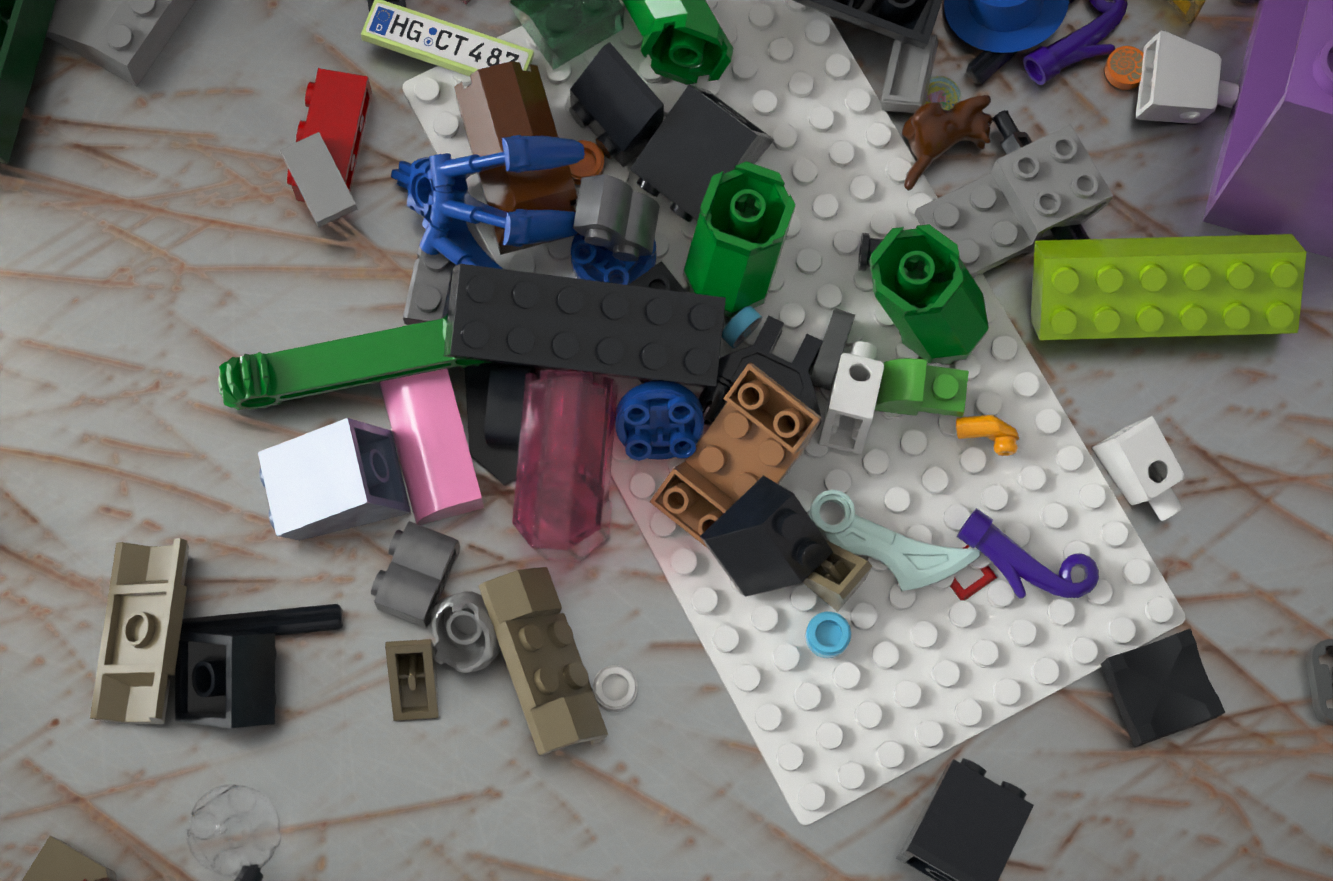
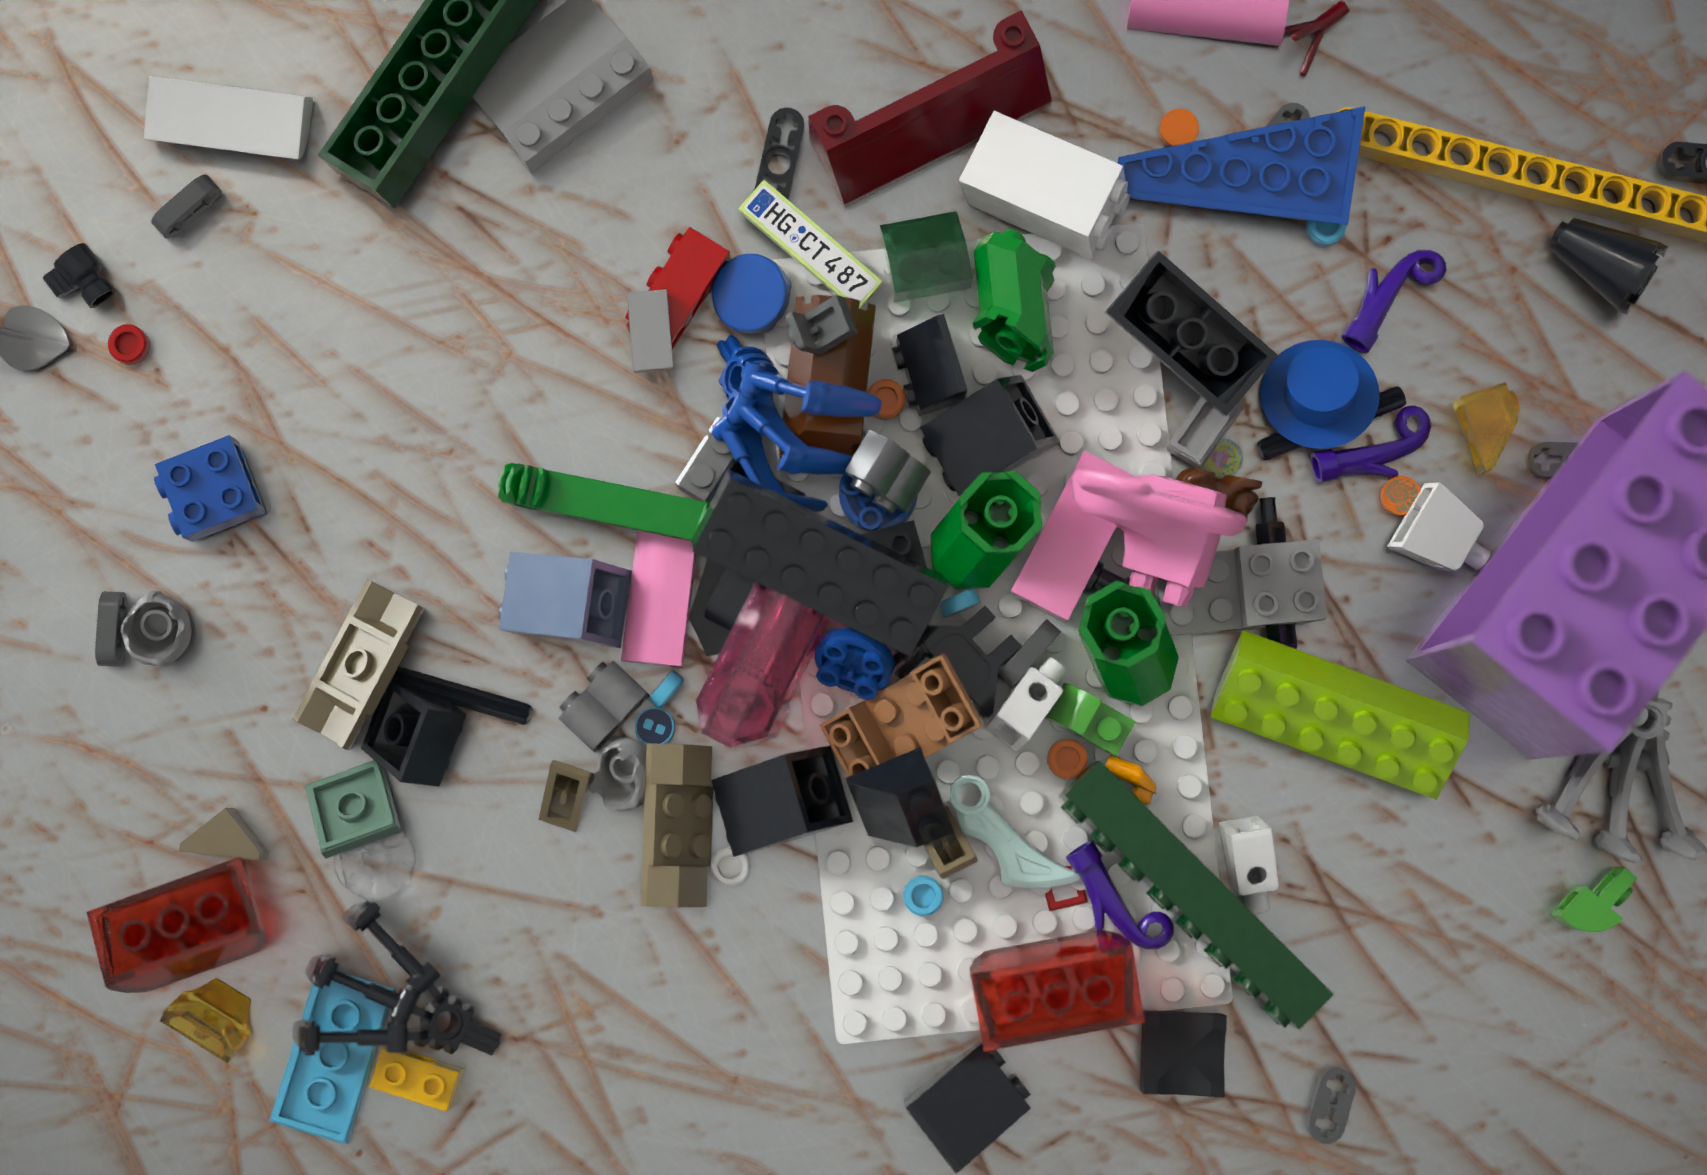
camera: 25 degrees right, 10 degrees up
(189, 784) = (352, 808): none -> sand green tile
(406, 111) = (751, 293): none -> blue tile
(475, 531) = (666, 689): none -> medium azure tile
(476, 570) = (654, 726): none -> dark blue tile
(493, 94) = (822, 326): none -> dark grey bracket
(640, 594) = (781, 800): none -> black slope
(829, 218) = (1066, 550): none -> bright pink brick
(910, 153) = (1166, 527): none -> bright pink hips
(915, 439) = (1067, 758): none -> orange tile
(1009, 667) = (1055, 989): none -> clear red windscreen
(1106, 517) = (1196, 895): none -> dark green brick

